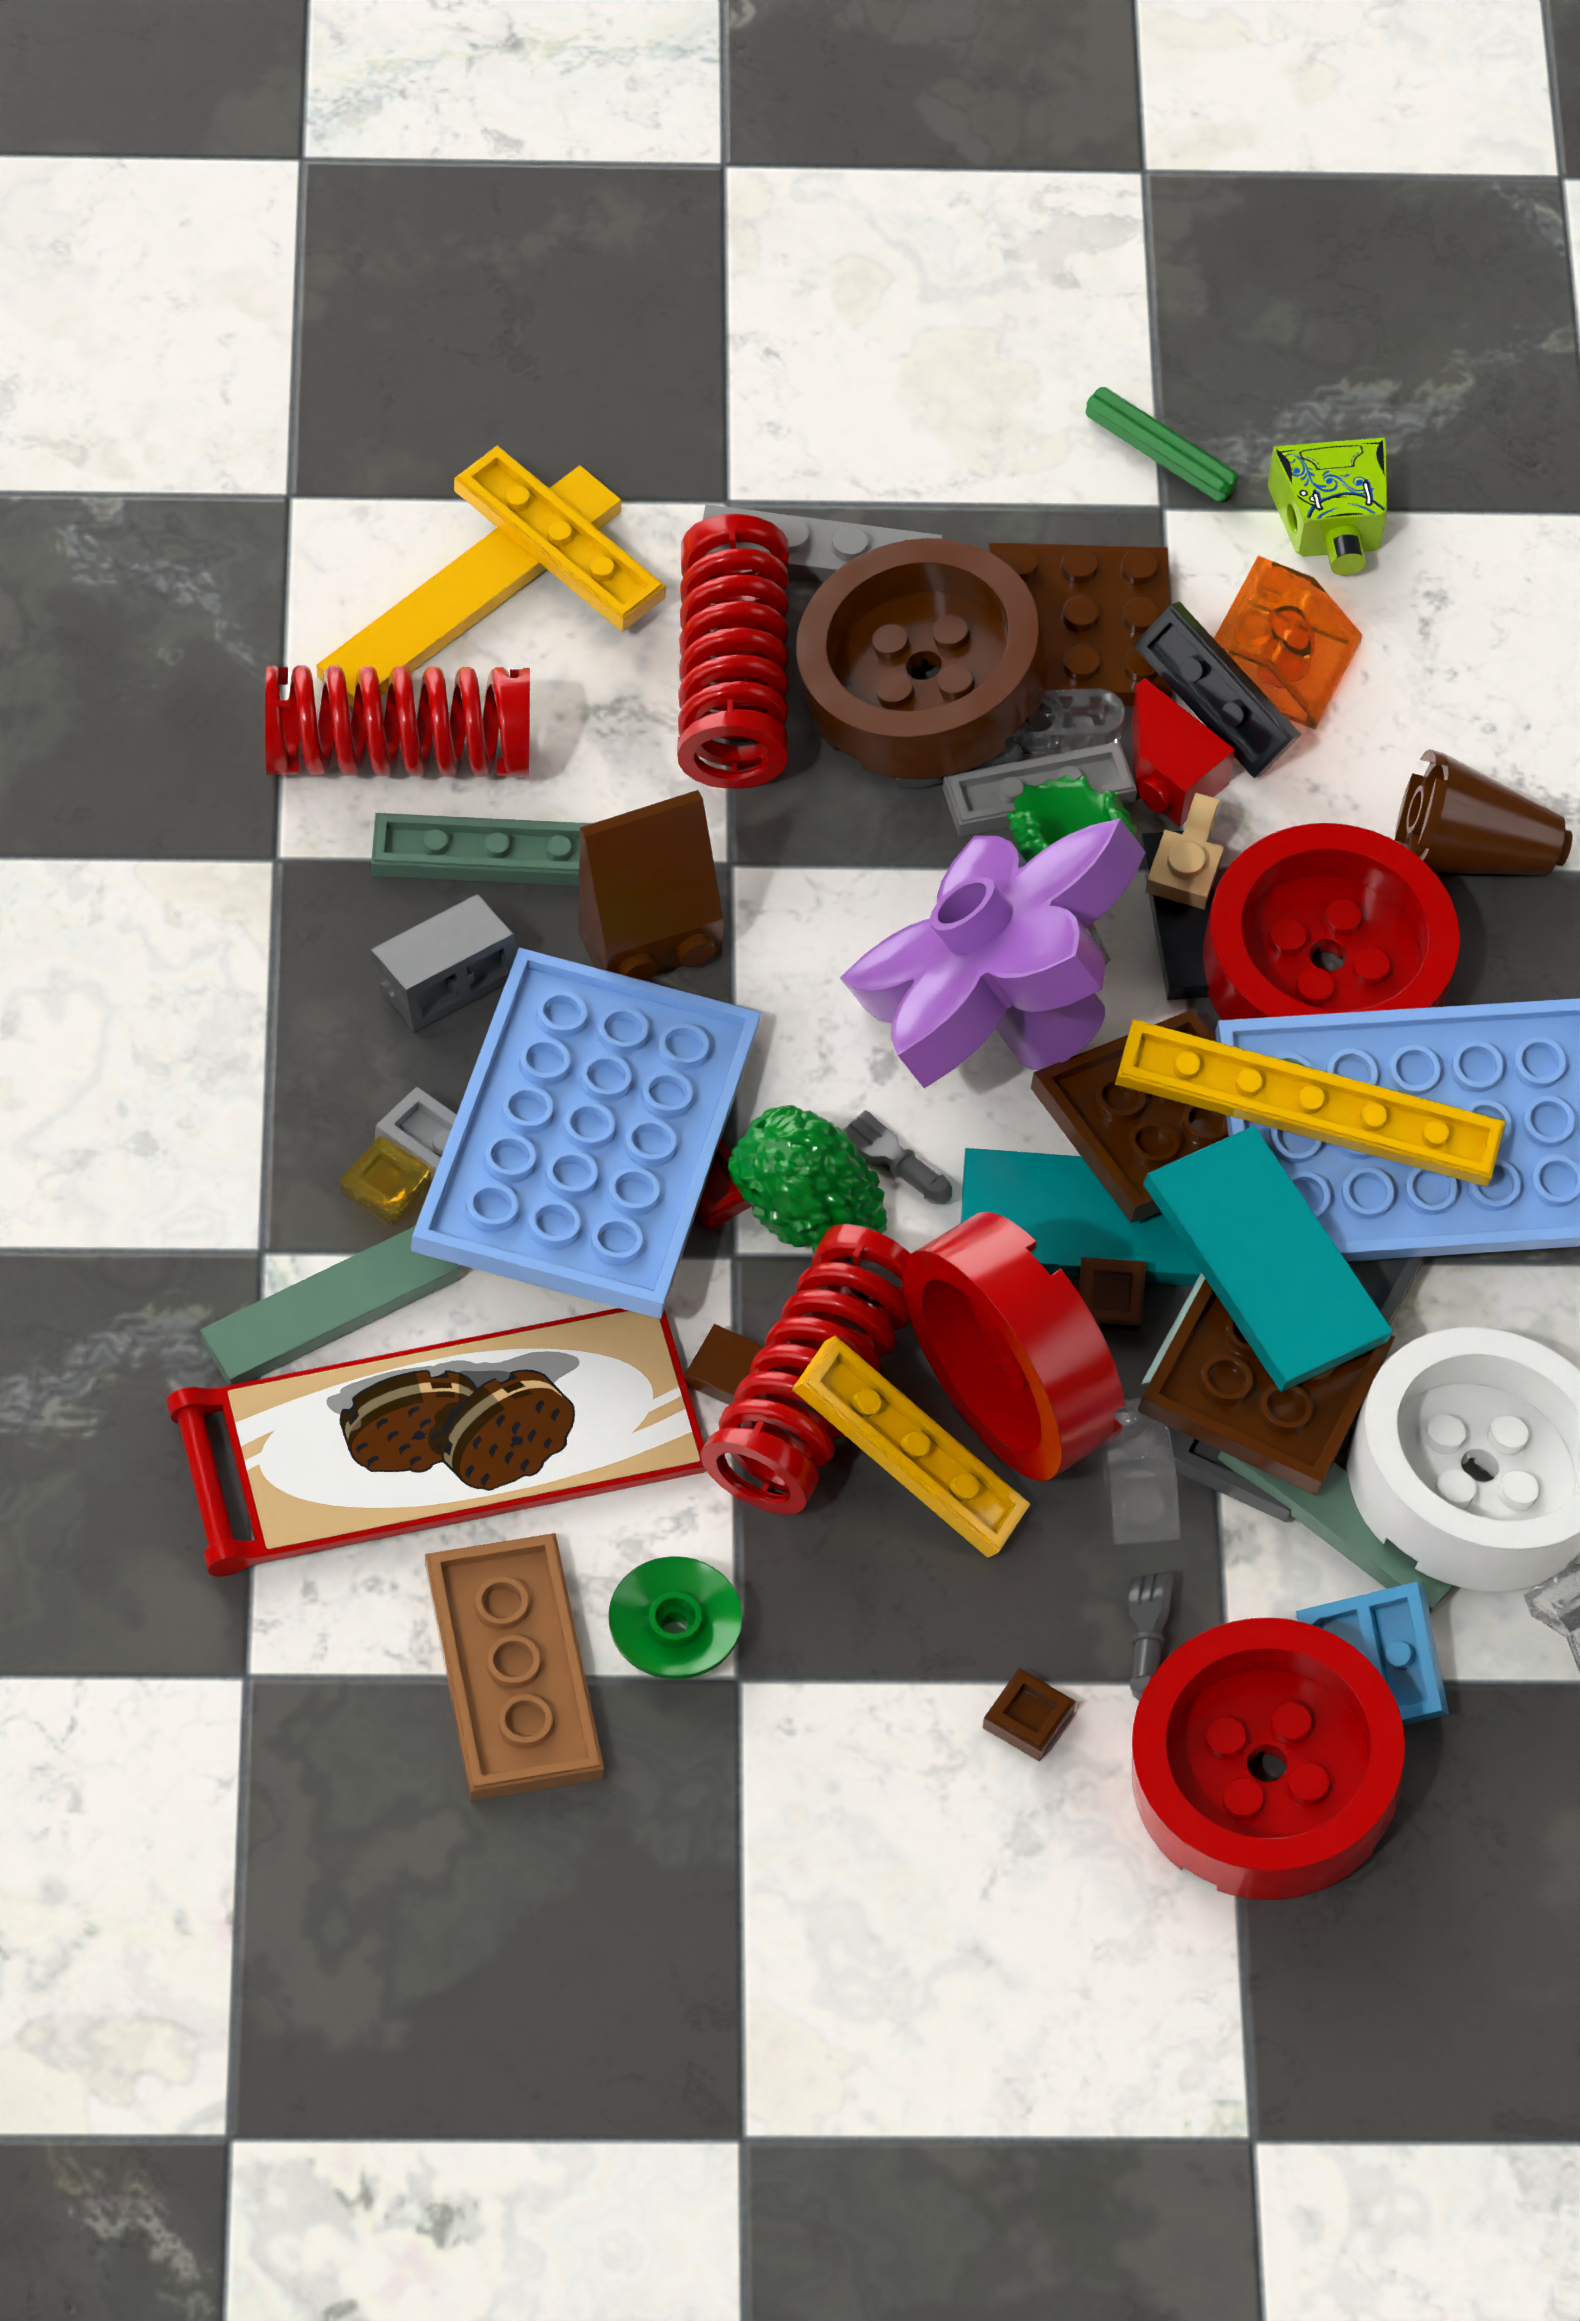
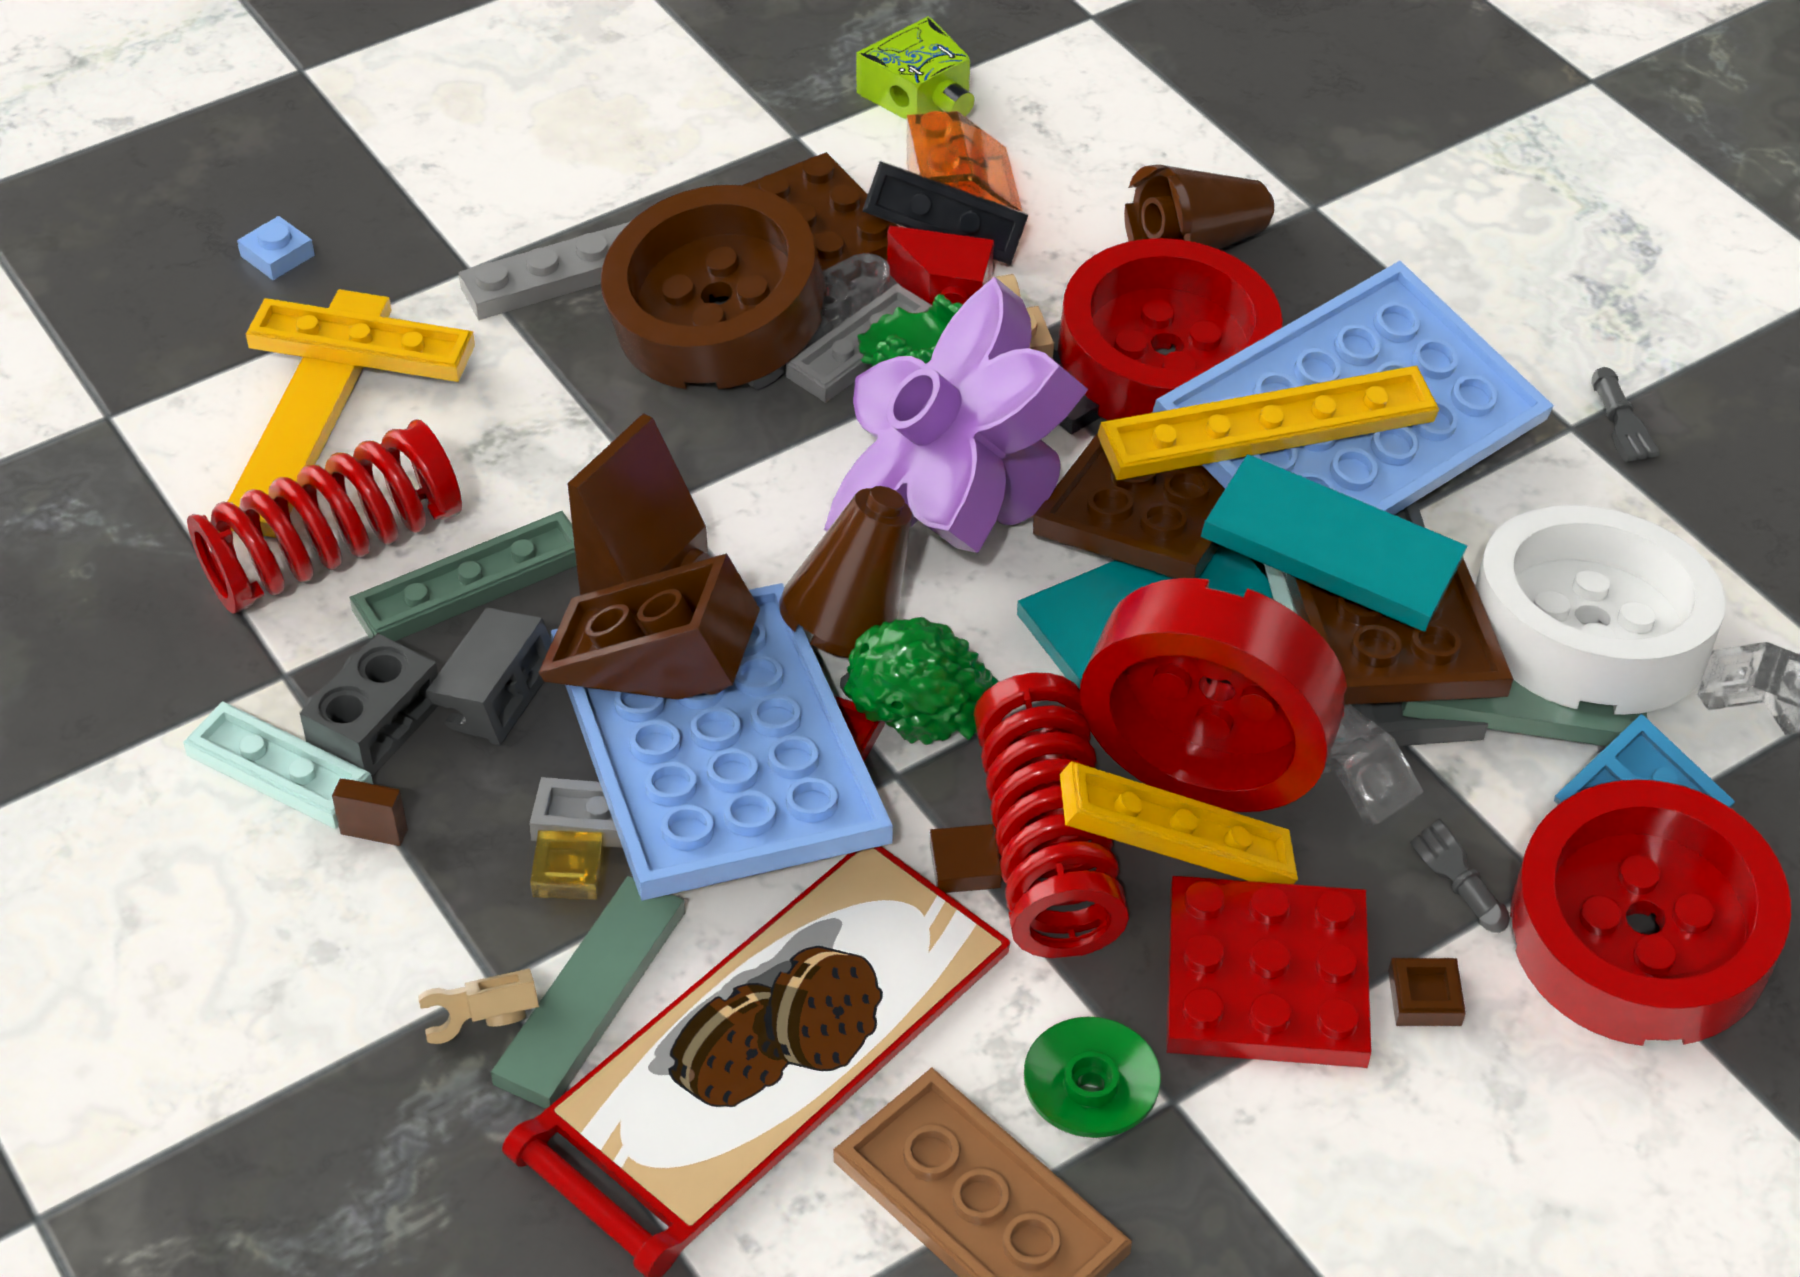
camera: 30 degrees left, 10 degrees down
(214, 947) = (272, 761): none -> light aqua tile
(243, 1266) = (495, 998): none -> tan plate
(254, 1038) = (370, 811): none -> reddish brown tile
(325, 948) = (371, 704): none -> dark grey brick
(556, 381) = (275, 247): none -> light blue plate
(594, 1007) = (657, 633): none -> reddish brown slope
(740, 589) = (552, 368): red piece -> none
(806, 1047) = (852, 572): none -> reddish brown cone
(881, 1147) = (1016, 641): dark grey piece -> none
(908, 1616) = (1268, 972): none -> red plate
(1161, 444) = (766, 96): green axle -> none

